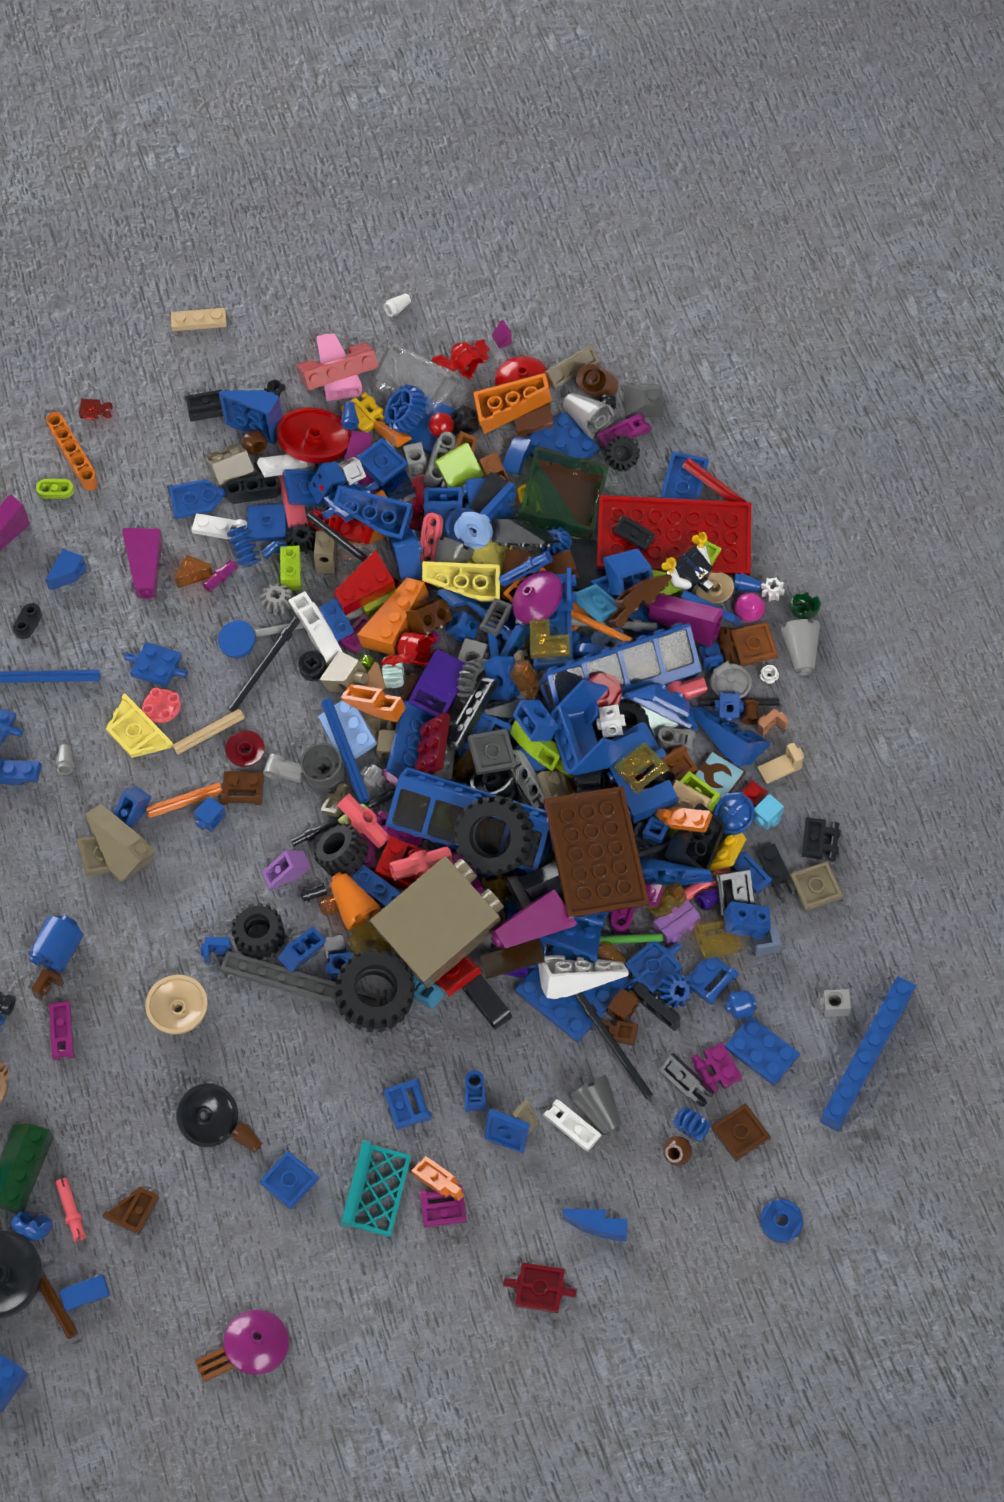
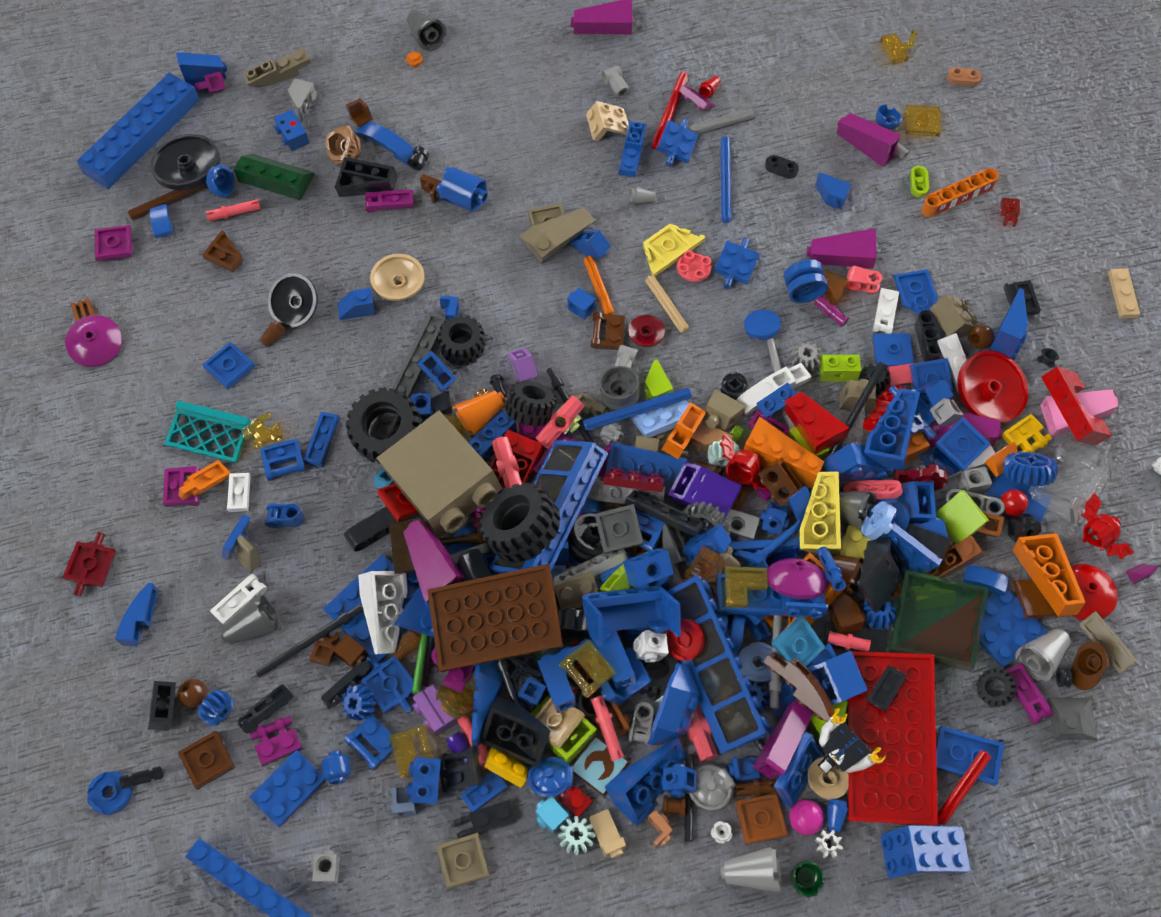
camera: 90 degrees right, 0 degrees up
(31, 1060) = (361, 177): none -> black wedge
(115, 1346) = (113, 243): none -> magenta plate
(182, 543) = (862, 279): none -> coral piece
(188, 594) = (805, 281): none -> blue wheel
(209, 1049) = (357, 304): none -> blue slope
(243, 546) = (859, 327): blue piece -> none
(273, 547) = (864, 355): blue arm -> none
(285, 635) = (766, 363): black bar -> none
(308, 734) = (656, 382): none -> lime slope
(349, 416) = (1017, 418): blue cone -> none
(377, 1128) = (261, 432): none -> clear yellow animal
(379, 1068) = (321, 439): none -> blue tile
(448, 1144) = (238, 492): none -> white plate
(499, 606) = (792, 542): dark grey slope -> none
(586, 567) = (849, 641): none -> coral pin
(600, 627) = (765, 645): orange bar -> none
(679, 765) = (607, 727): none -> coral pin
(685, 818) = (531, 714): orange hinge -> none
(693, 1177) = (161, 705): none -> black brick
(713, 551) = (871, 774): lime tile -> none
(765, 1188) = (141, 777): none -> black axle
(773, 517) = (924, 850): none -> bracket
(792, 790) = (583, 830): none -> light aqua gear
(814, 839) = (518, 864): black plate -> none

